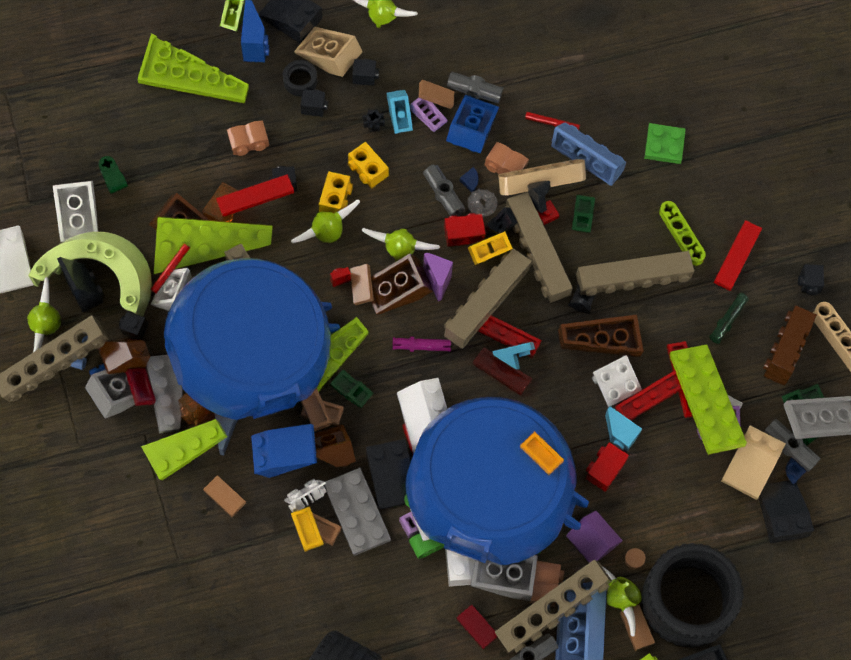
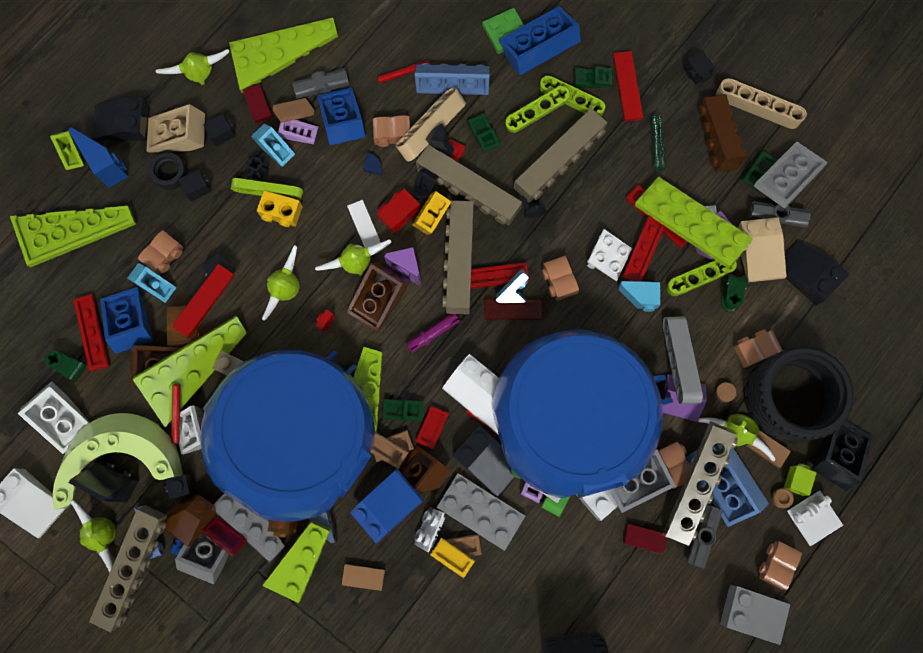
camera: 30 degrees left, 10 degrees up
(149, 164) = (91, 332): none -> red tile
(182, 171) = (125, 320): none -> blue slope
(224, 156) = (151, 282): none -> medium azure slope
(331, 193) = (266, 254): yellow brick -> none
(360, 136) = (257, 187): none -> lime beam
(361, 284) = (347, 315): medium nougat tile -> none
(365, 419) = (432, 427): none -> red tile
(411, 71) = (257, 103): none -> dark red tile
(429, 221) = (363, 224): none -> white sticker
(439, 182) = (367, 193): dark grey piece -> none
(457, 38) = (274, 51): none -> lime wing
(478, 208) = (395, 186): clear gear -> none
(541, 453) = (613, 367): light orange tile -> none
(560, 372) = (560, 278): none -> nougat brick
(607, 336) = (579, 221): reddish brown wedge -> none
(607, 466) = (652, 332): red brick -> none
(613, 502) = (682, 360): none -> light grey beam
(643, 220) = (535, 106): none -> lime beam
(682, 534) = (758, 348): none -> nougat brick
(685, 454) = (701, 275): none -> lime beam
(687, 169) = (540, 40): none -> blue slope
(704, 480) = (733, 289): none -> dark green piece
(709, 228) = (592, 78): none -> dark green slope
(794, 470) = (794, 234): dark blue tile -> none

